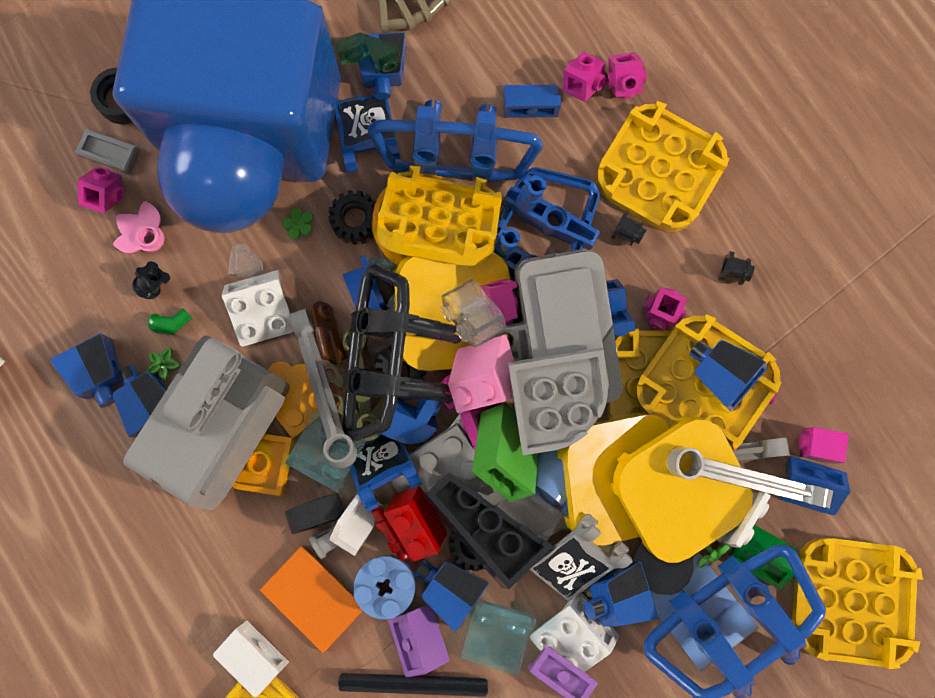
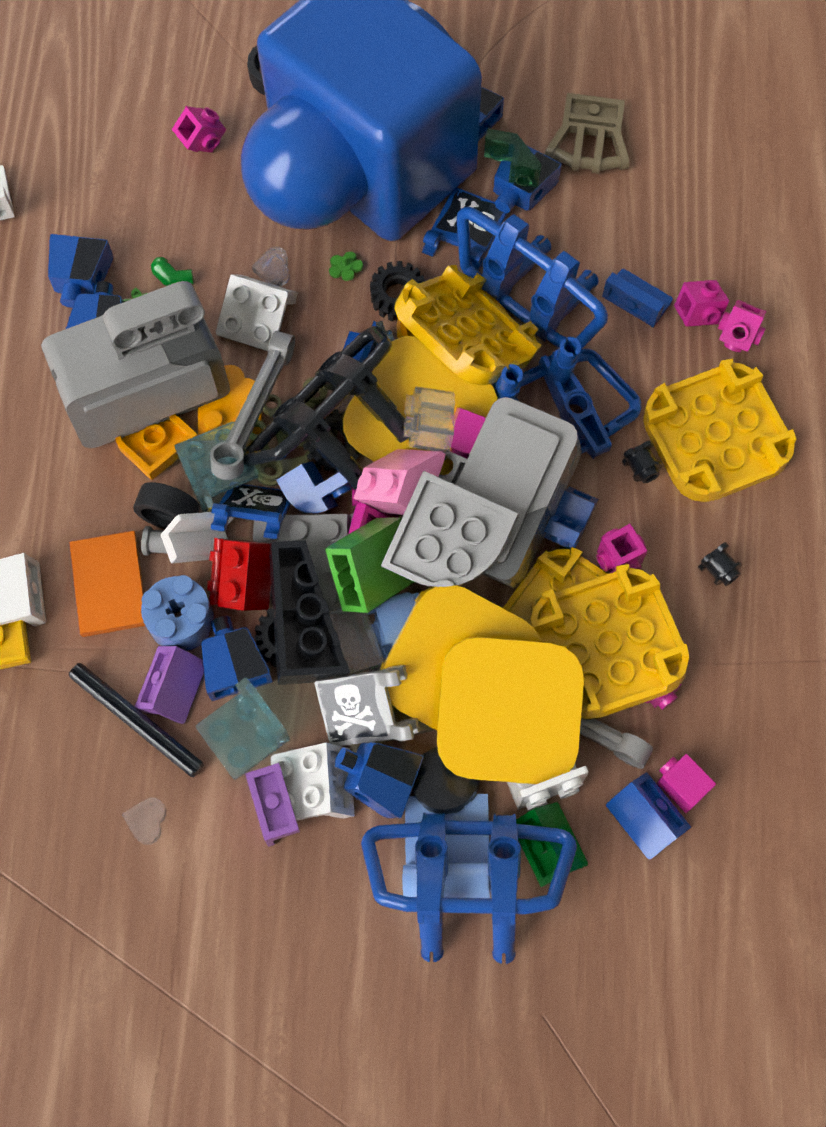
camera: 40 degrees right, 10 degrees down
(107, 151) = (230, 106): light grey tile -> none
(138, 228) = (206, 183): bright pink plate -> none
(149, 280) = (181, 227): black brick -> none
(328, 333) = (297, 368): reddish brown piece -> none
(713, 554) = (497, 804): bright green plant -> none
(727, 371) = (632, 634): torso -> none
(747, 478) = (629, 804): piece -> none
(867, 602) = (608, 954): yellow tile -> none

